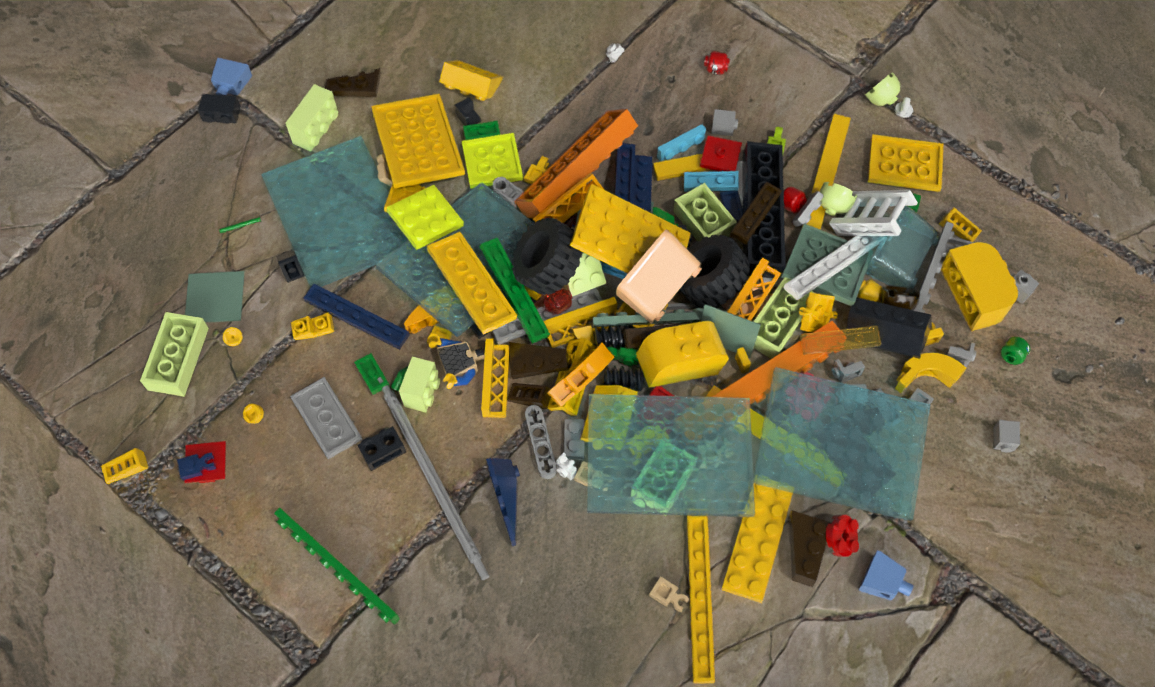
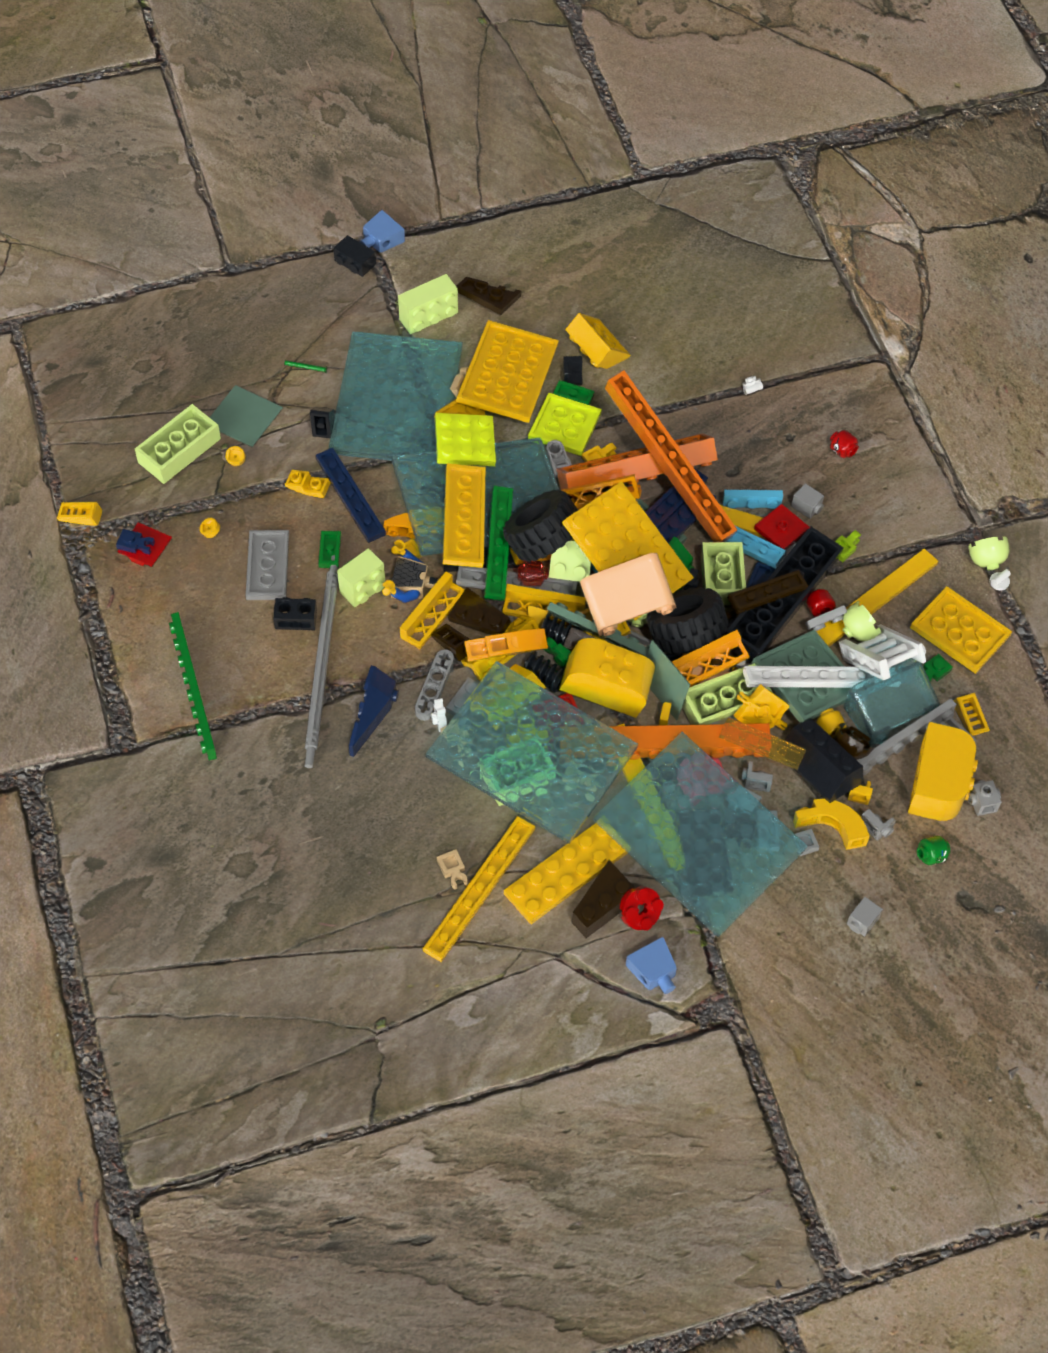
camera: 30 degrees right, 5 degrees down
(608, 143) = (670, 458): none -> orange brick

